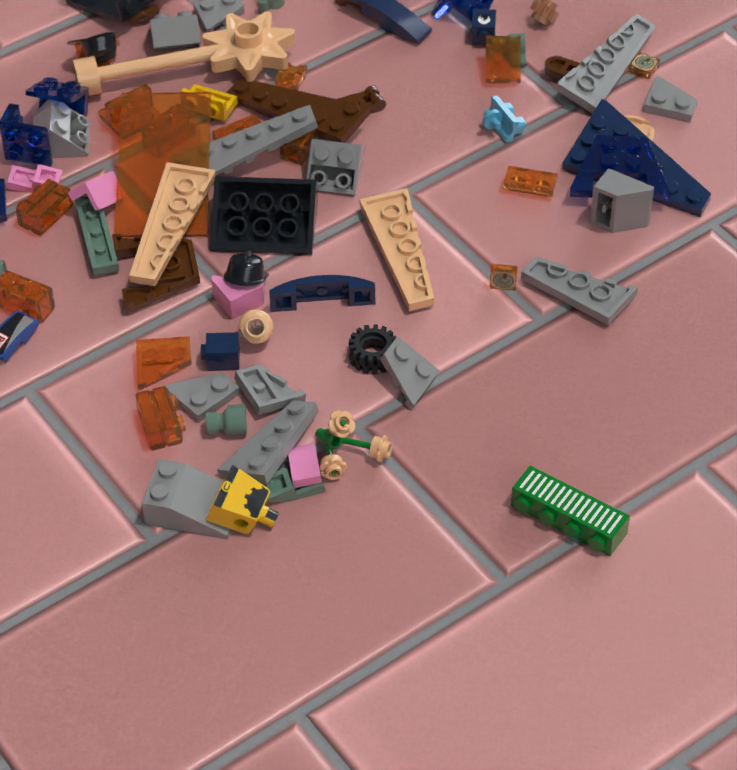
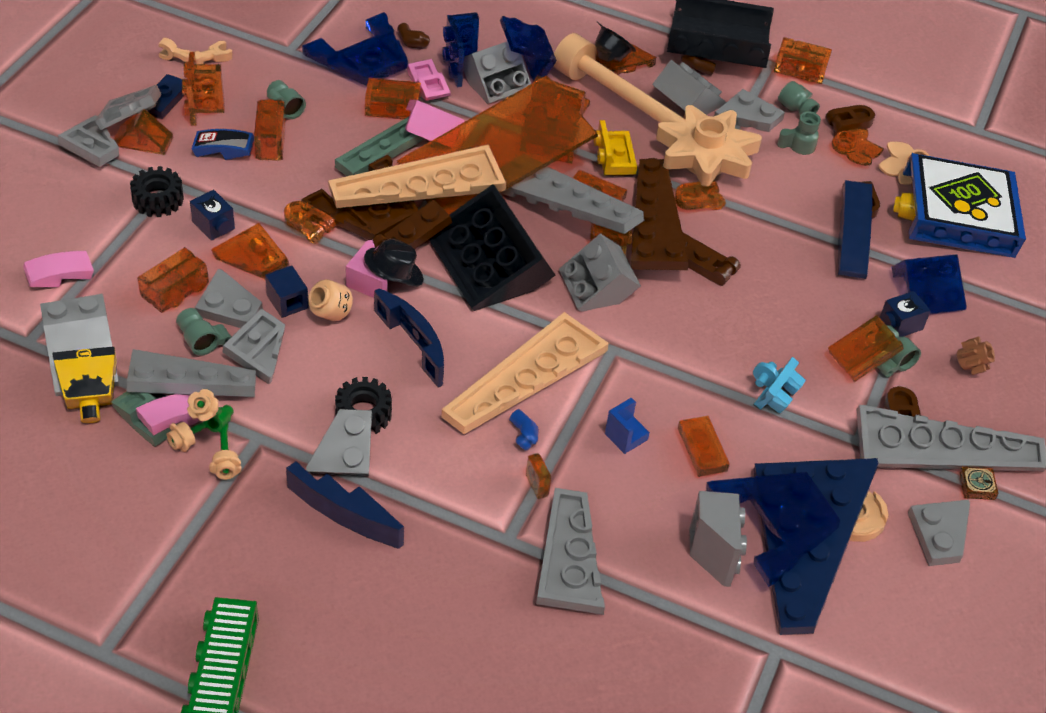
camera: 55 degrees right, 0 degrees up
(43, 408) = (160, 202): none -> black tyre
(87, 491) = (52, 268): none -> bright pink slope
(100, 368) = (212, 215): none -> dark blue brick
(140, 316) = (300, 216): none -> clear orange plate
(210, 249) = (418, 226): none -> reddish brown plate
(449, 267) = (527, 427): none -> blue arm
(472, 389) = (351, 510): none -> dark blue slope
(489, 216) = (624, 428): none -> blue panel

